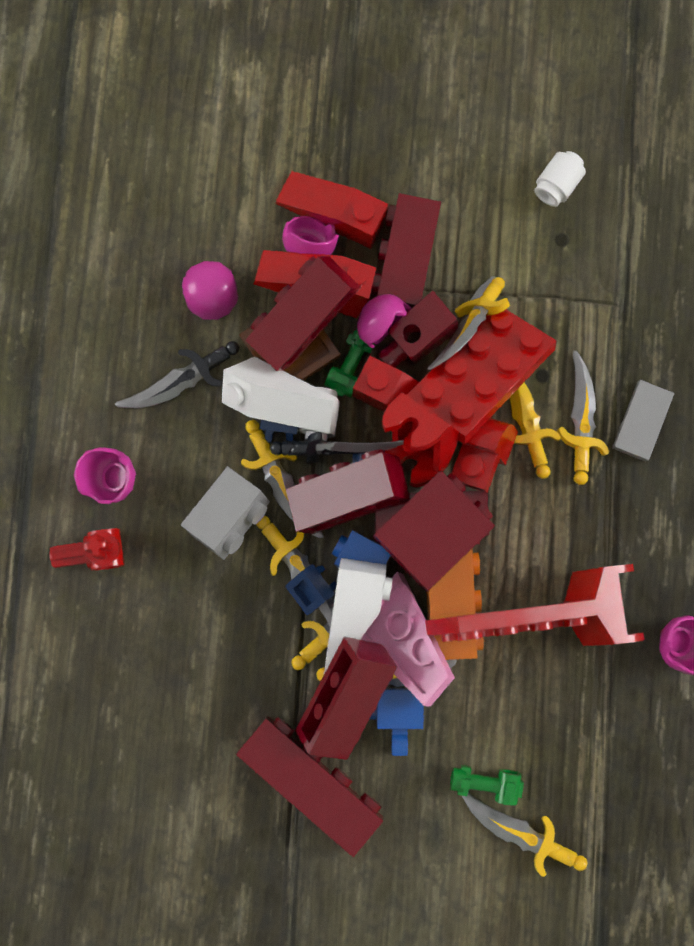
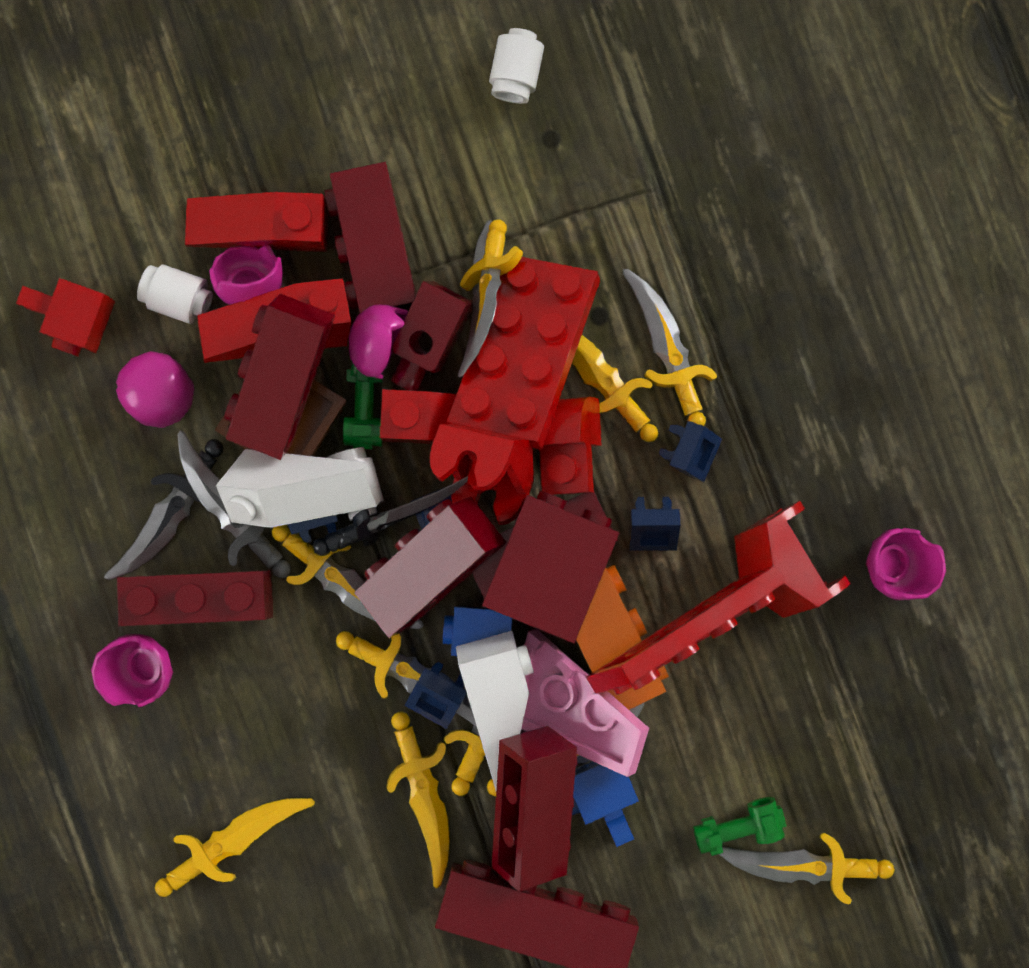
camera: 25 degrees left, 5 degrees up
(98, 551) = (162, 763): red axle -> none
(115, 628) = (228, 842): none -> yellow piece
(171, 443) = (194, 598): none -> dark red brick
(176, 214) = (72, 315): none -> red brick
(226, 513) = (296, 652): light grey brick -> none
(227, 416) = (204, 485): none -> piece
(253, 229) = (174, 293): none -> white brick
(269, 658) = (423, 794): none -> yellow piece
(518, 539) = (654, 527): none -> dark blue tile
(571, 497) = (694, 451): none -> dark blue tile
(643, 420) = (741, 318): light grey tile -> none

